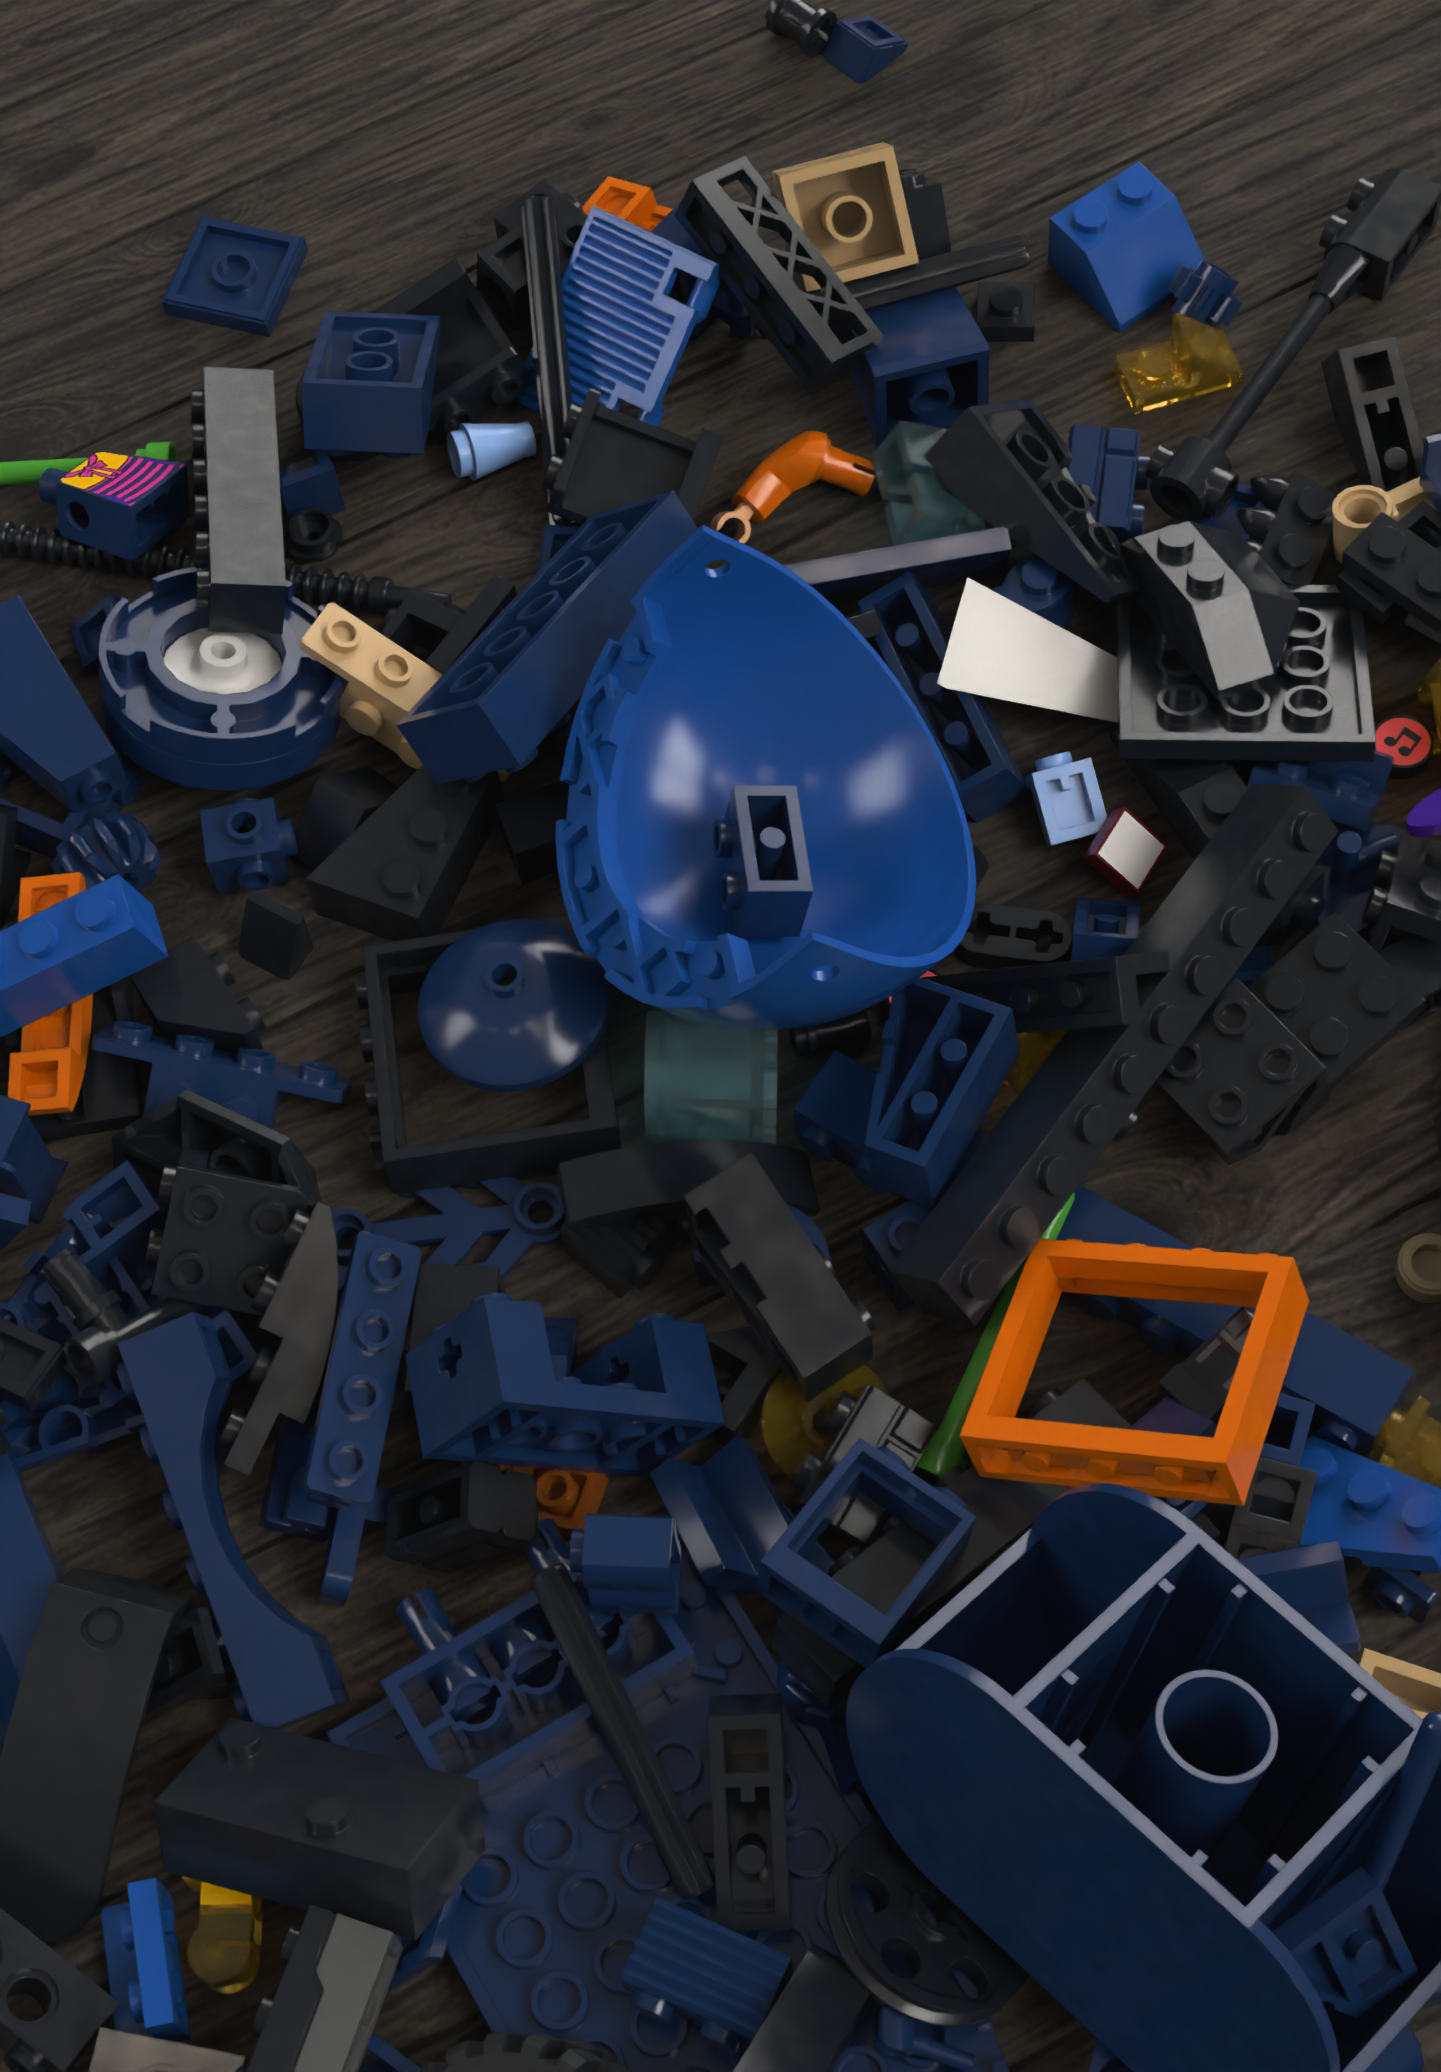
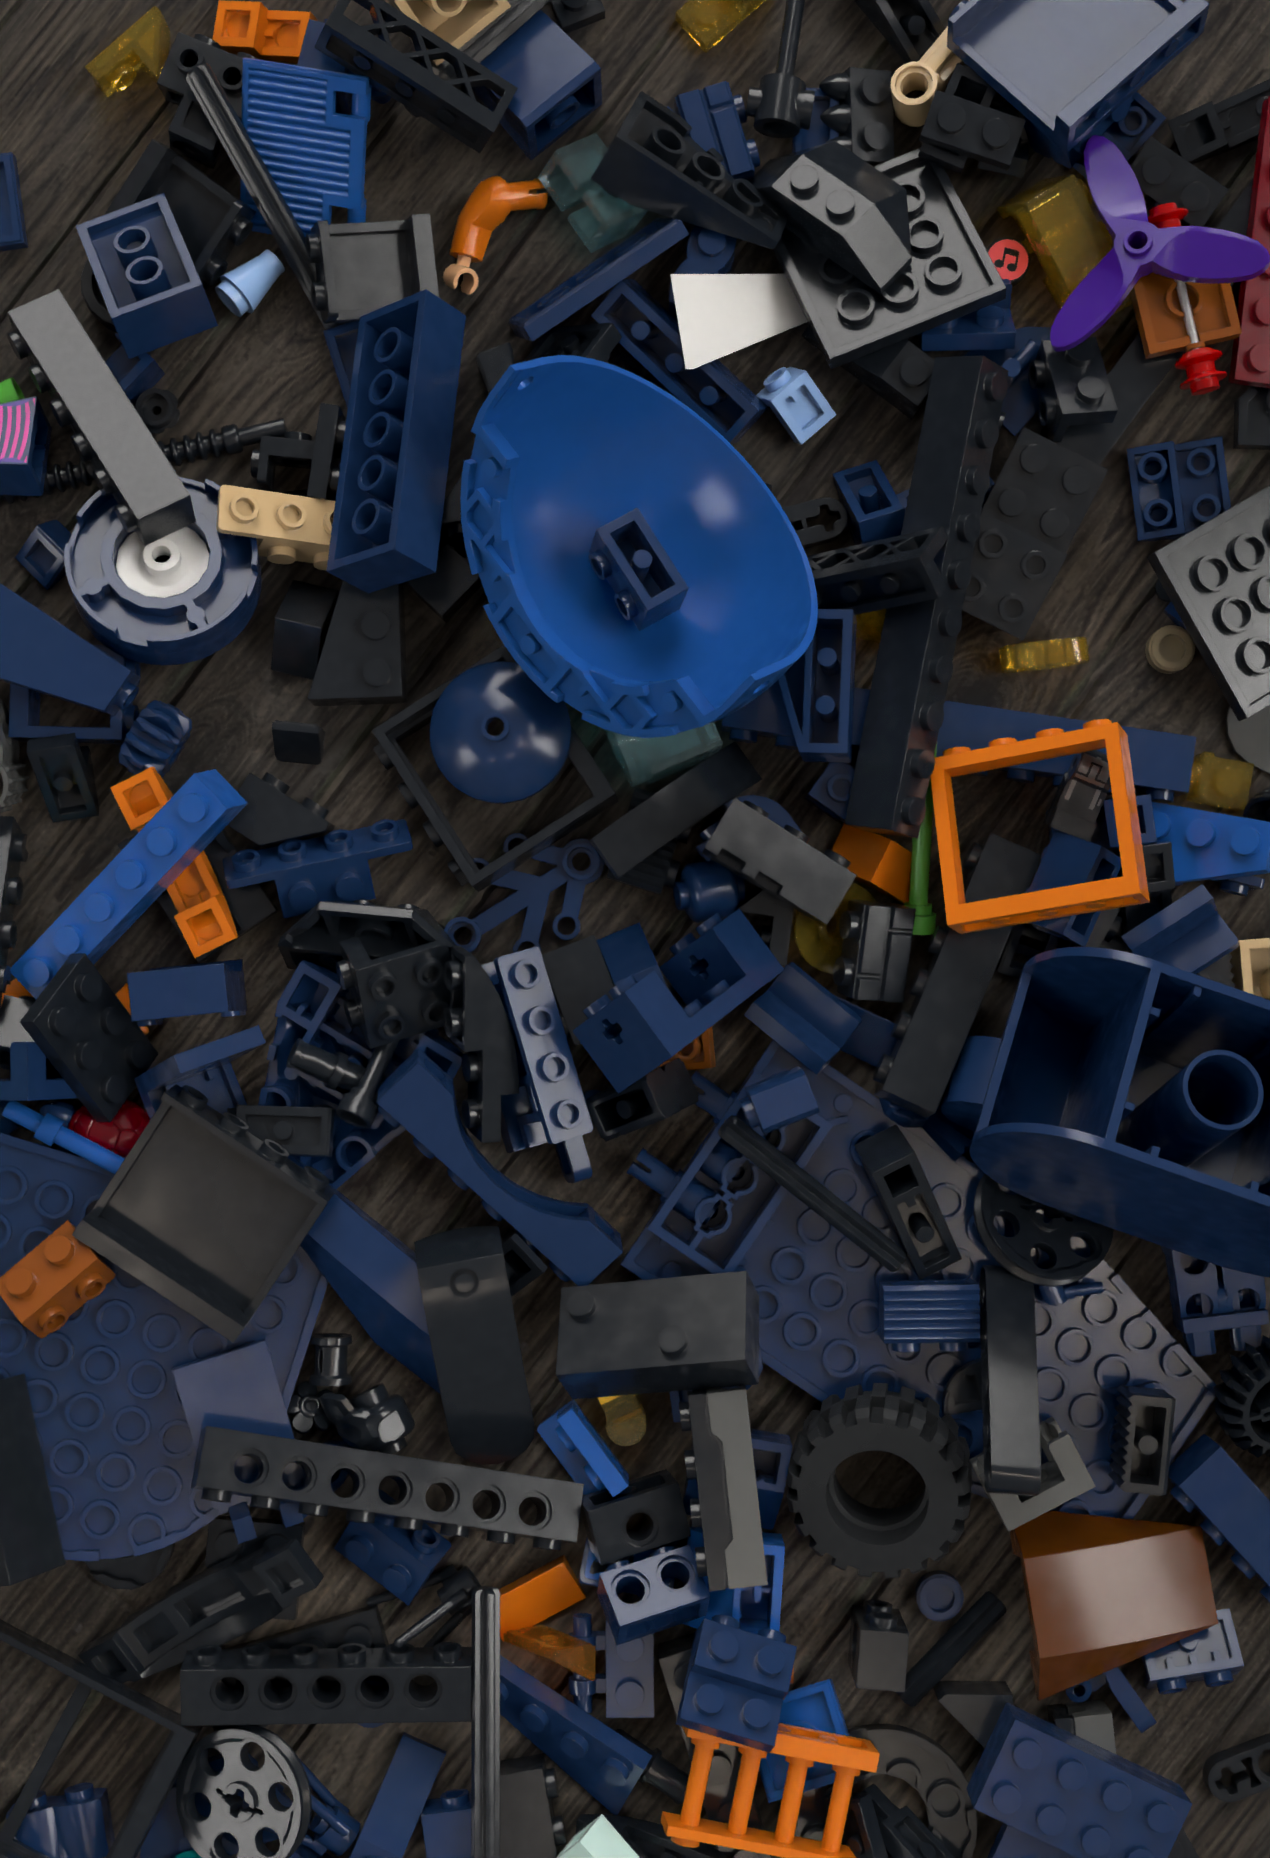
camera: 30 degrees left, 25 degrees up
(247, 844) = (230, 681): dark blue brick -> none
(481, 187) = (139, 47): none -> clear yellow slope
(686, 1294) = (708, 890): none -> dark blue head
(826, 1604) = (913, 1074): dark blue window -> none
(917, 1363) = (876, 861): none -> orange slope
(1125, 851) = (853, 428): white tile -> none
(1254, 1202) = (1044, 654): none -> clear yellow beam

